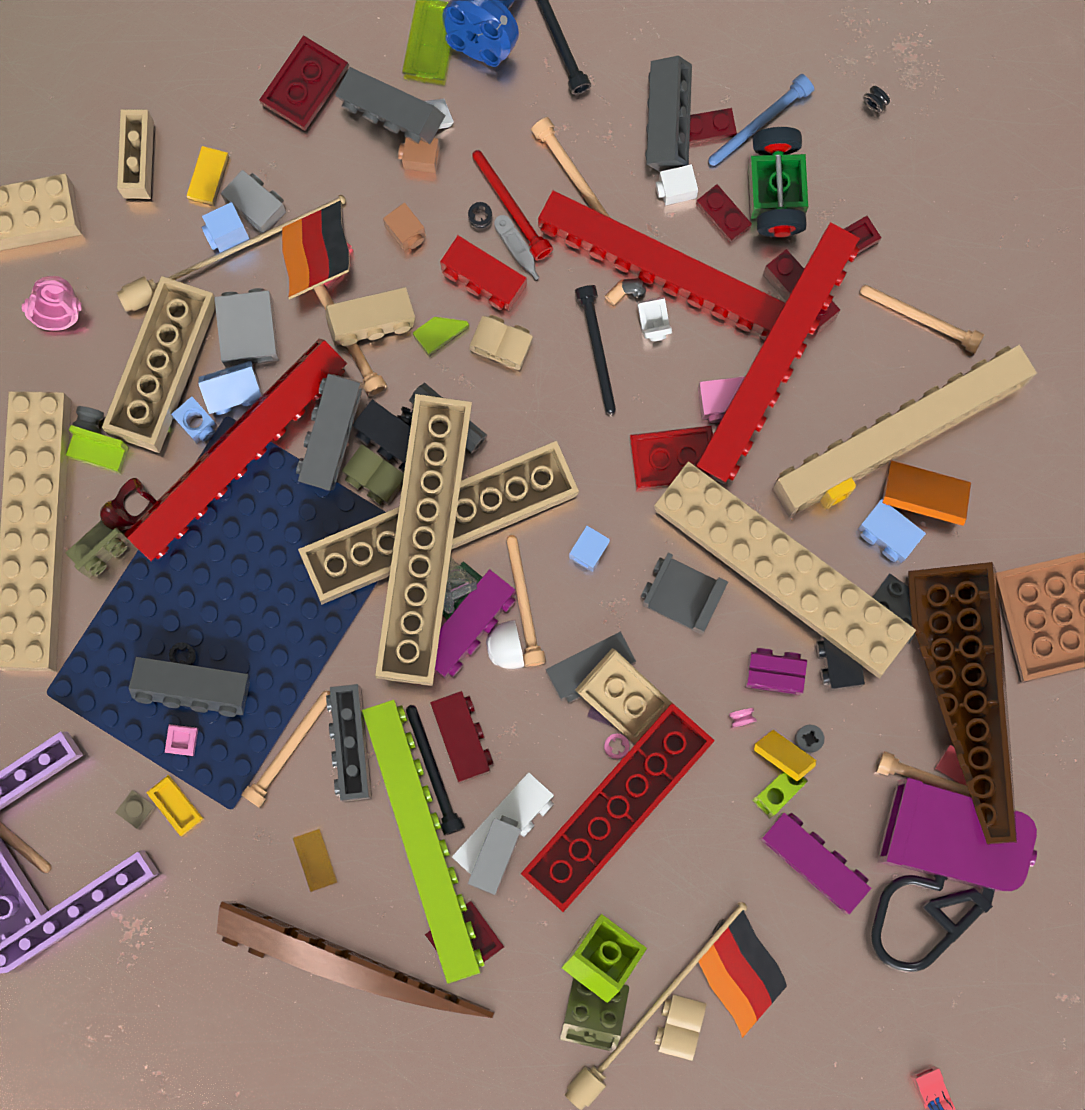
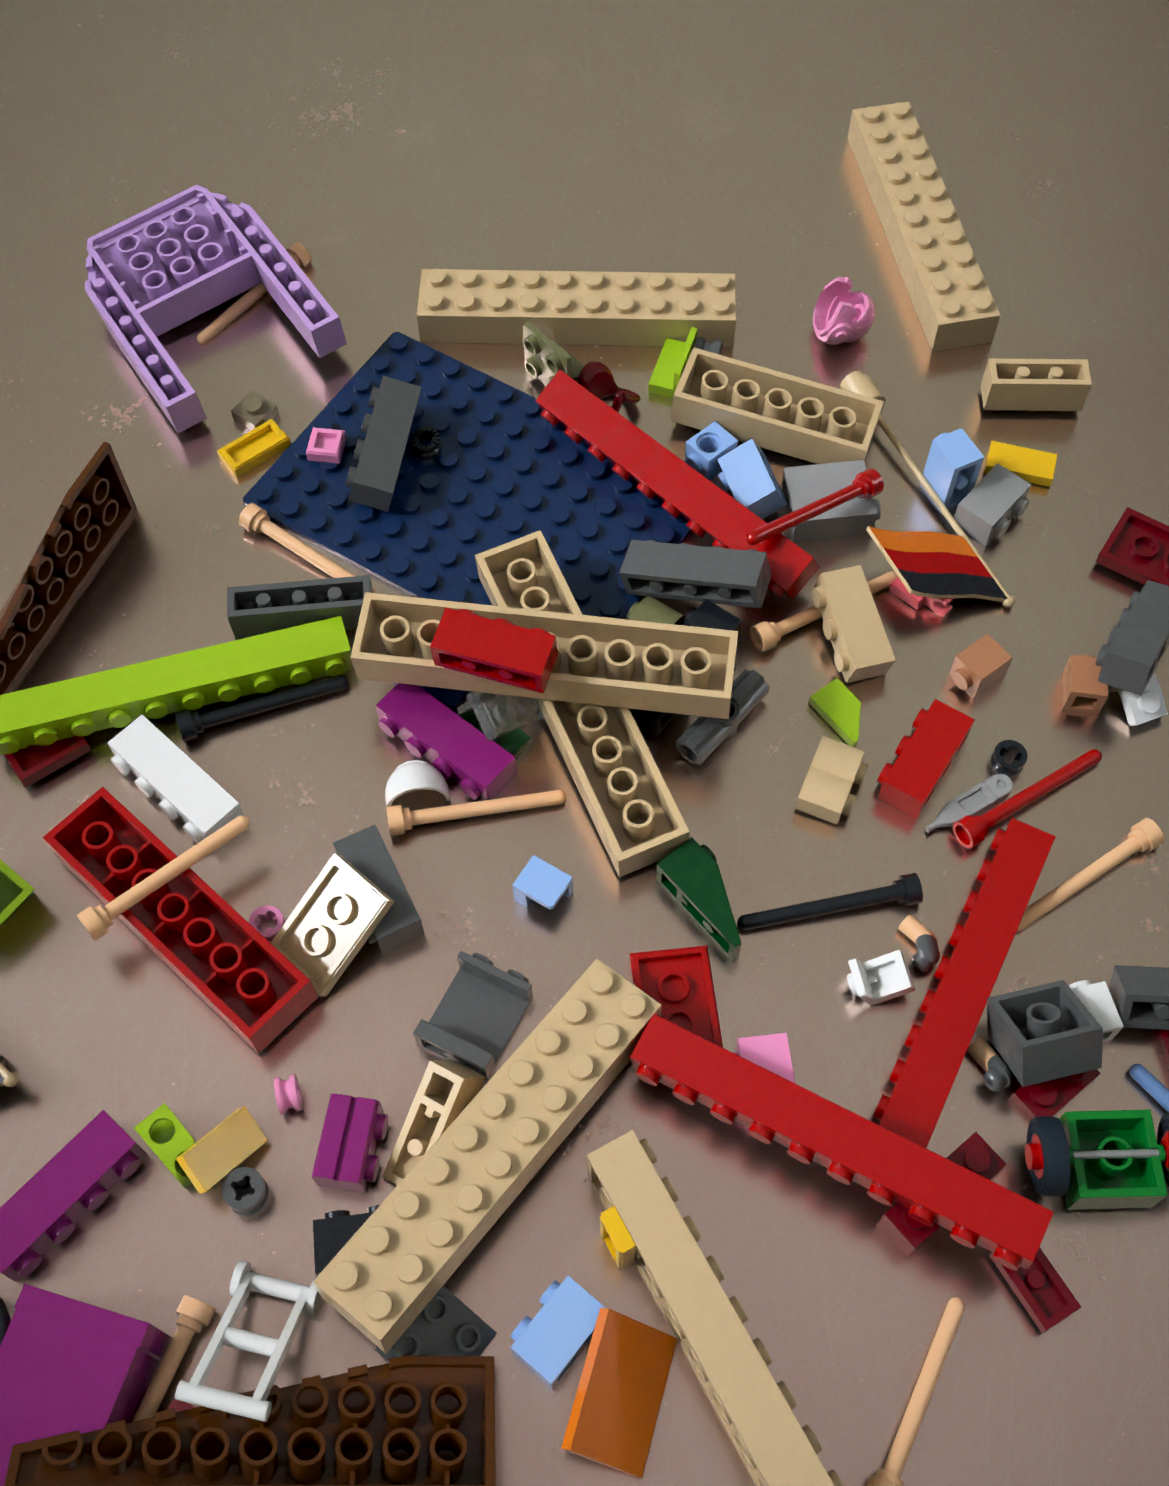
camera: 90 degrees right, 20 degrees down
(248, 296) = (865, 485): none -> red piece
(315, 860) = (169, 583): clear yellow tile -> none
(434, 570) = (494, 649): none -> red brick
(462, 736) = (298, 732): dark red brick -> none
(495, 855) = (123, 745): light grey brick -> none
(590, 437) = (697, 886): none -> dark green slope
(630, 857) = (100, 918): none -> light nougat piece
(698, 215) = (1044, 1033): none -> dark grey brick
(711, 251) = (997, 1071): none -> arm
(762, 617) = (438, 1102): none -> tan slope
(875, 690) = (242, 1283): none -> white piece

